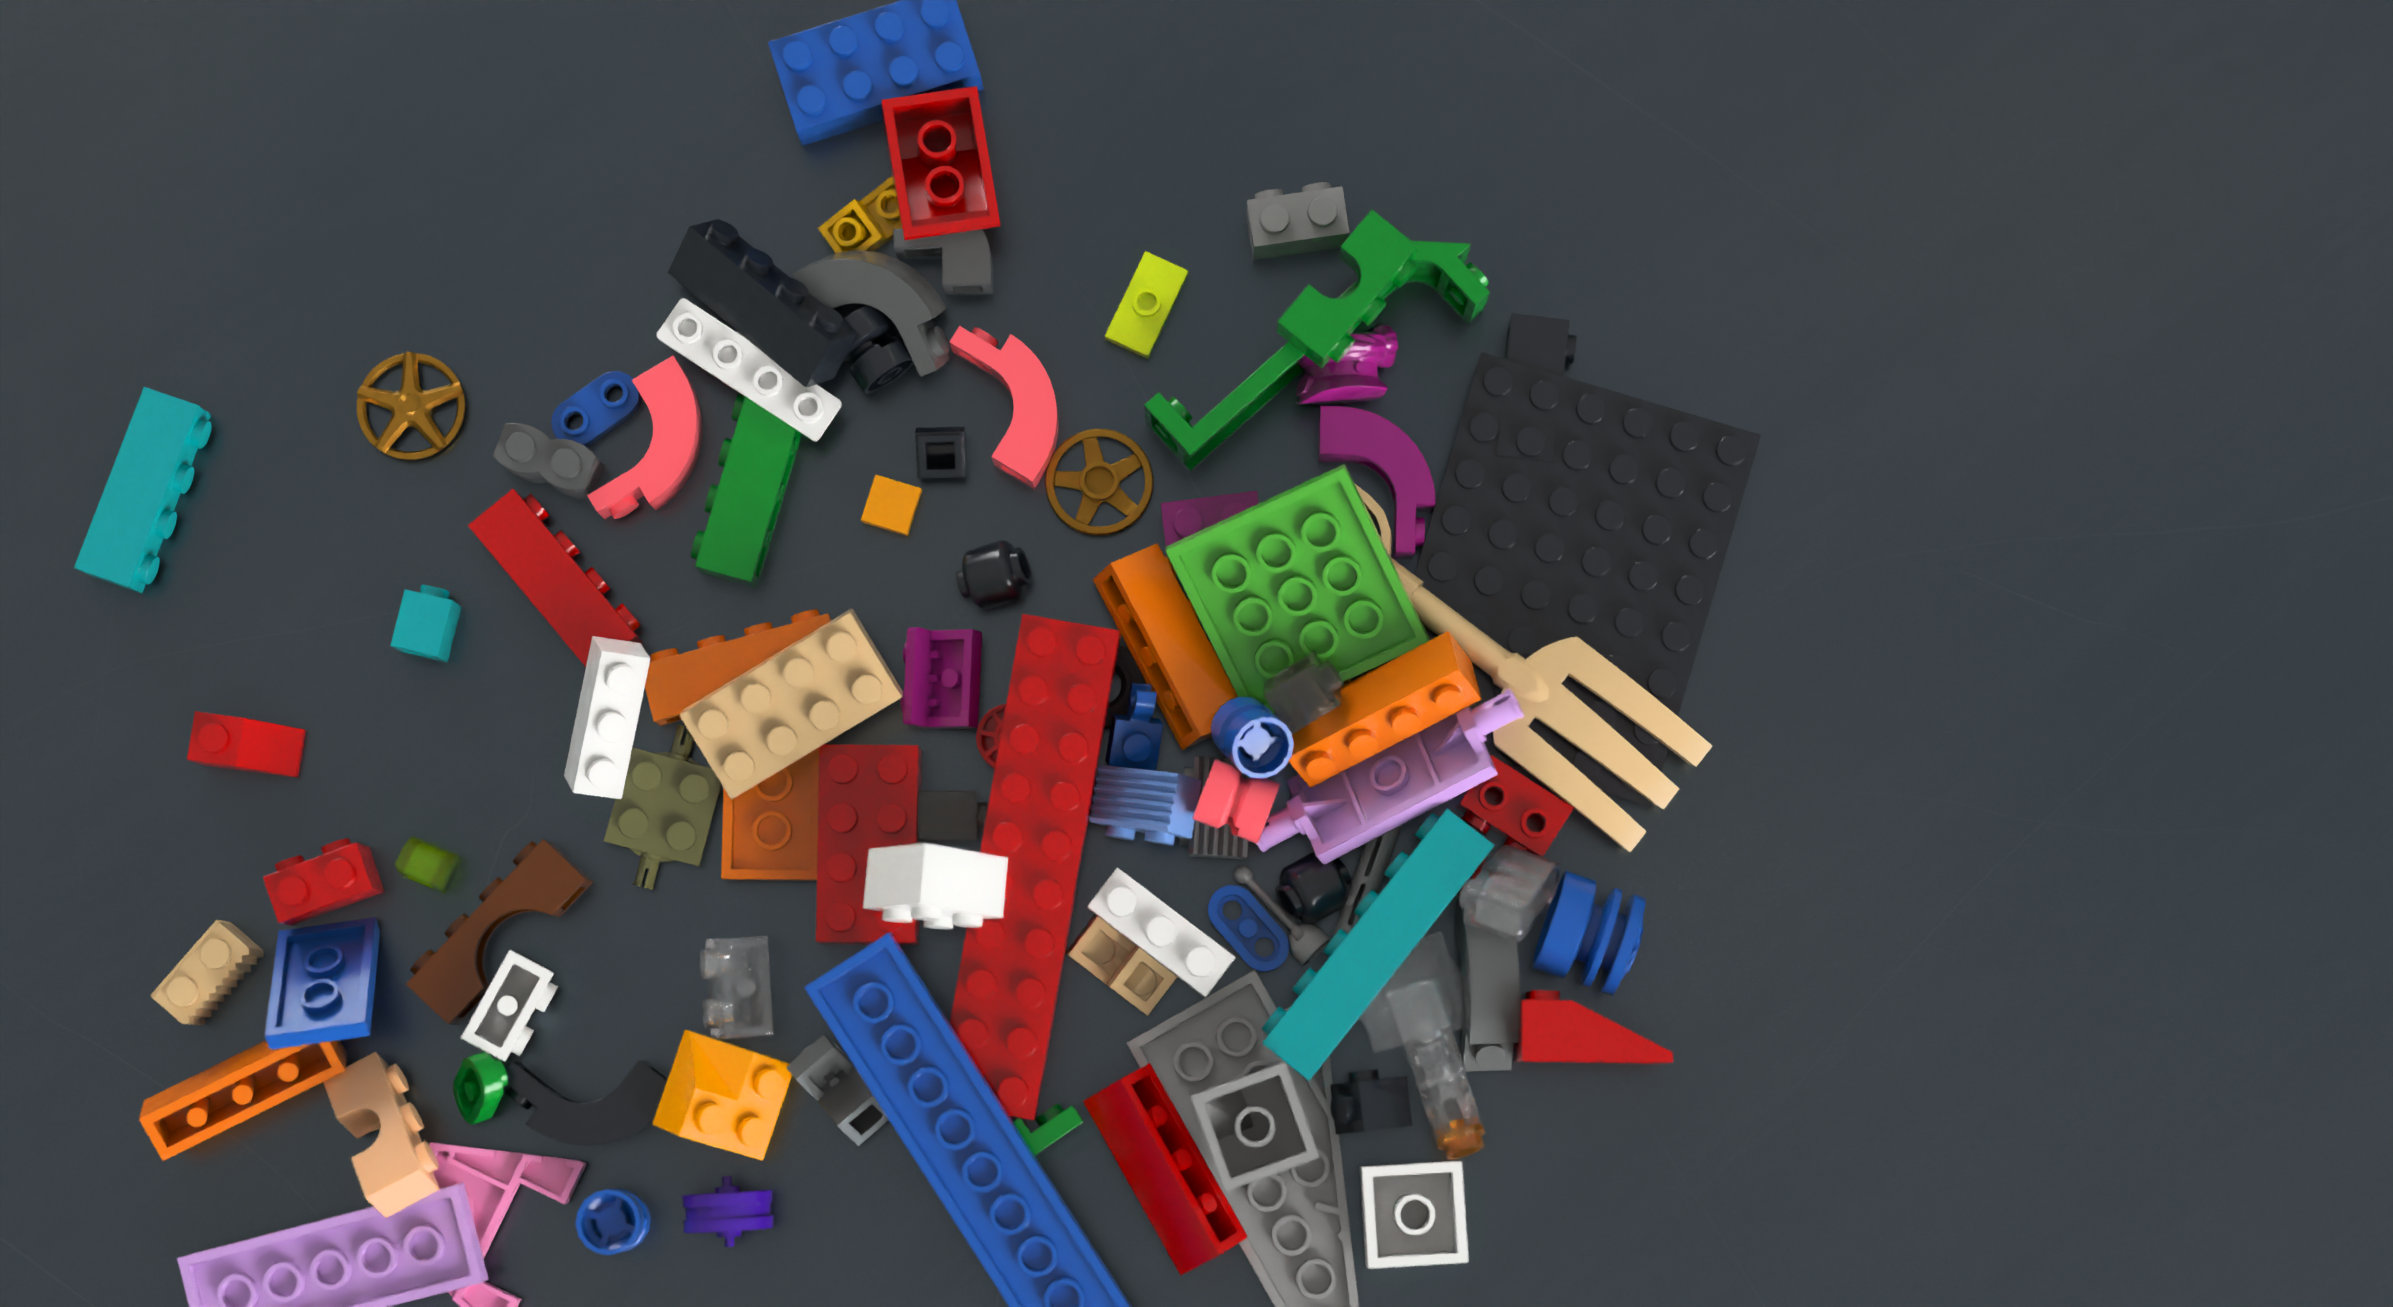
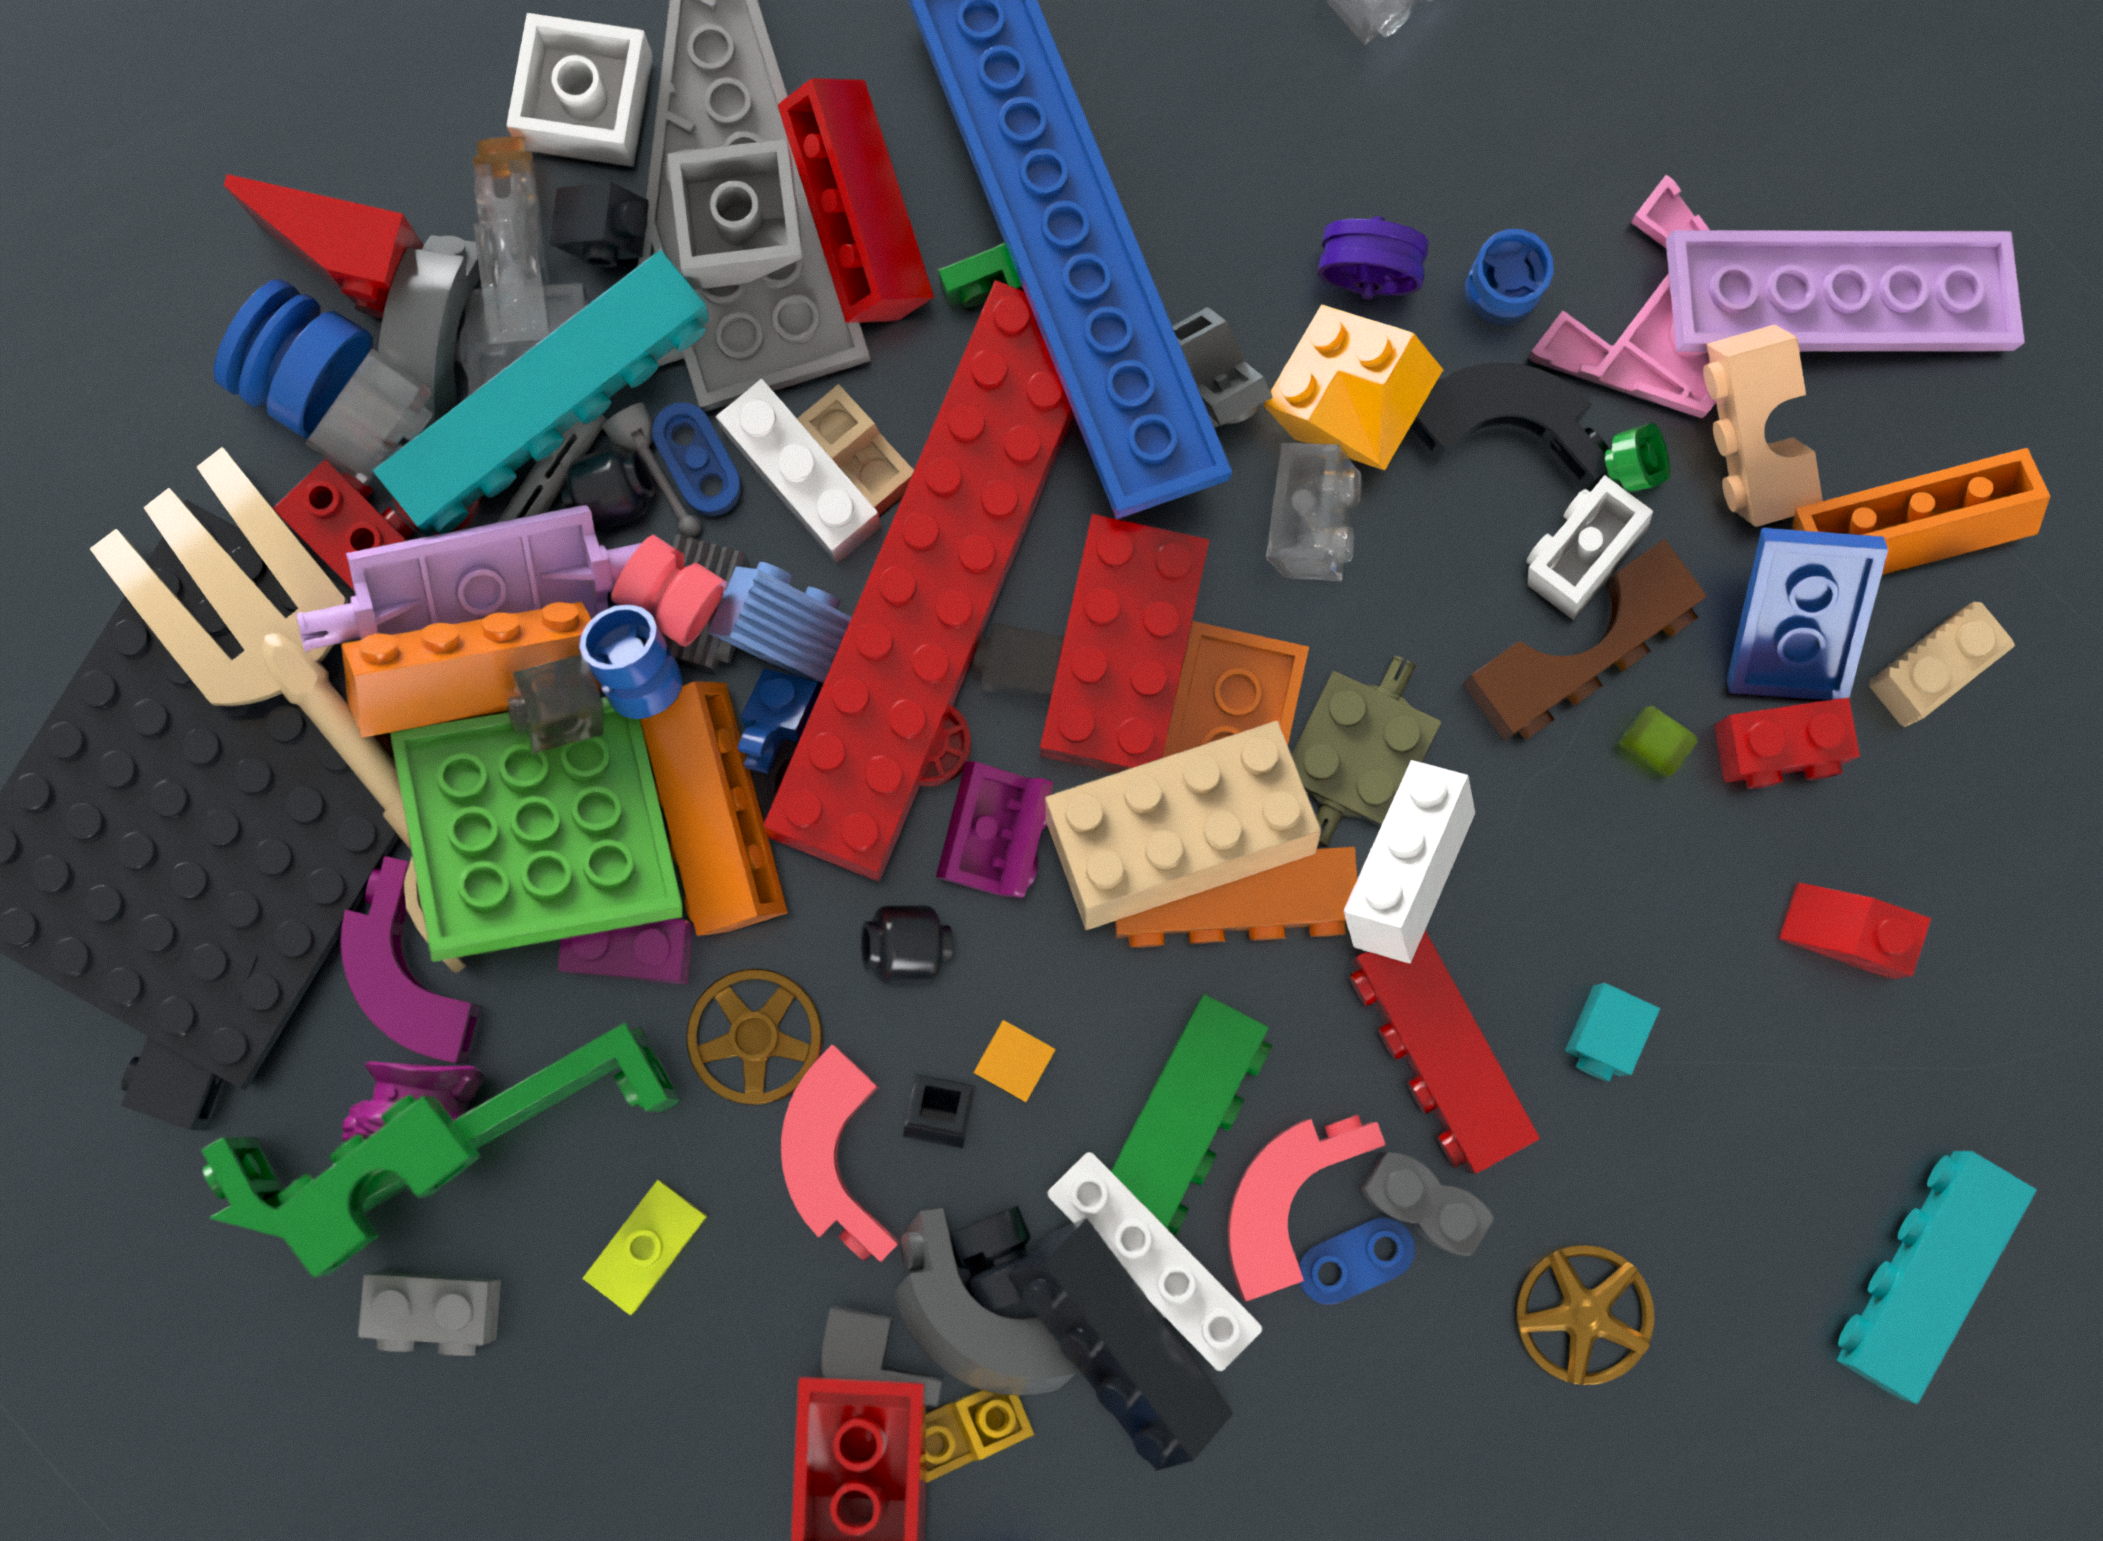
camera: 170 degrees left, 0 degrees up
(935, 885) = (1050, 559): white brick -> none

